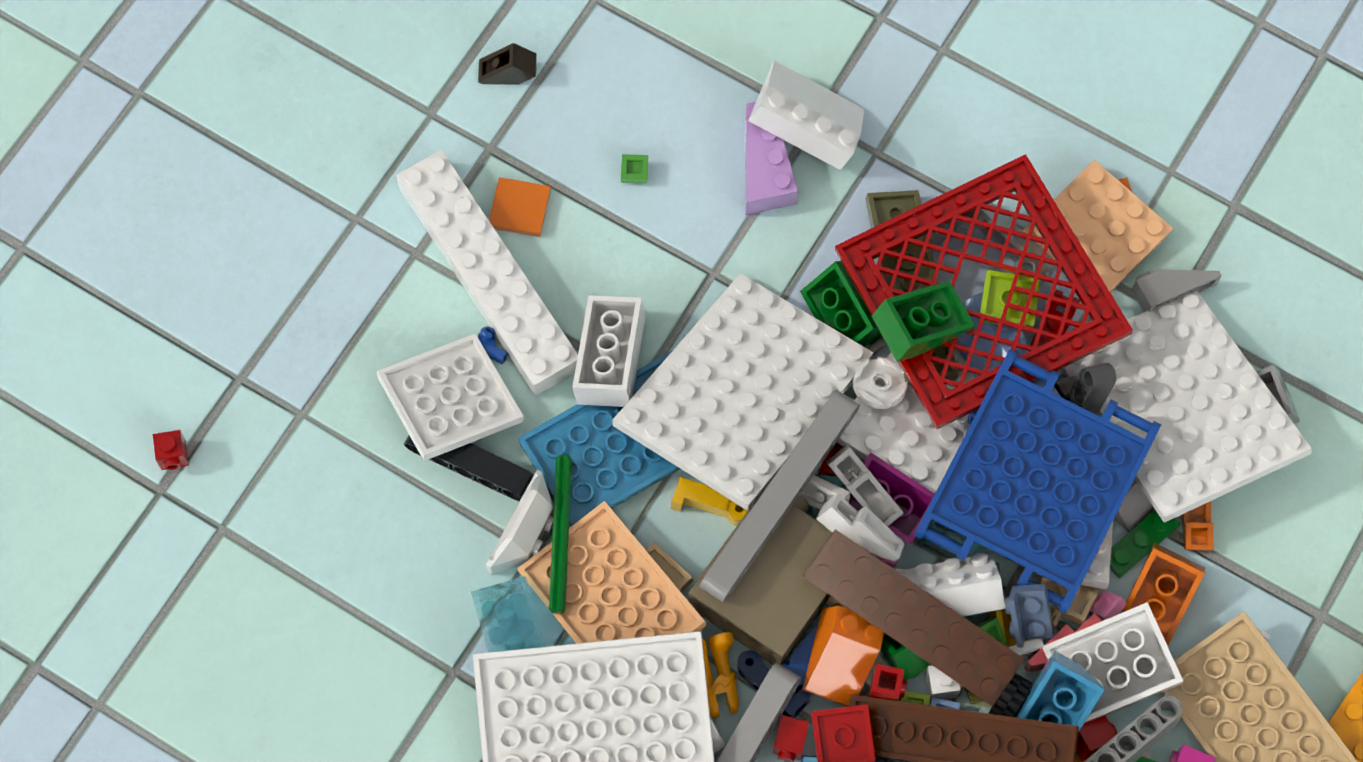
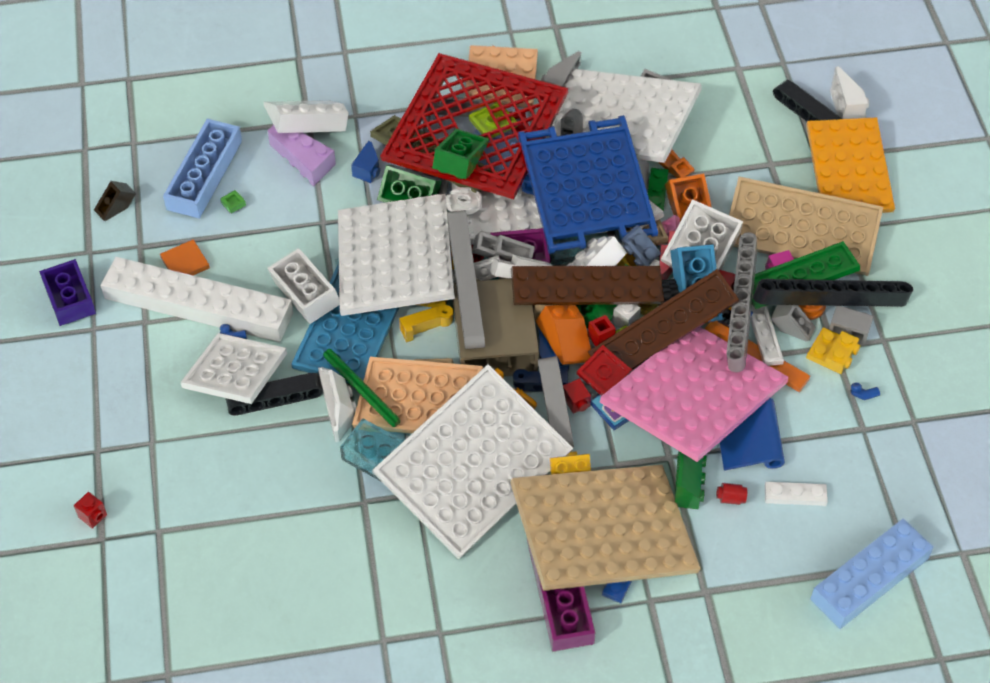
camera: 40 degrees left, 15 degrees down
(359, 154) = (67, 292): none -> dark purple brick
(635, 98) = (202, 168): none -> light blue brick
(826, 233) = (366, 164): none -> blue slope

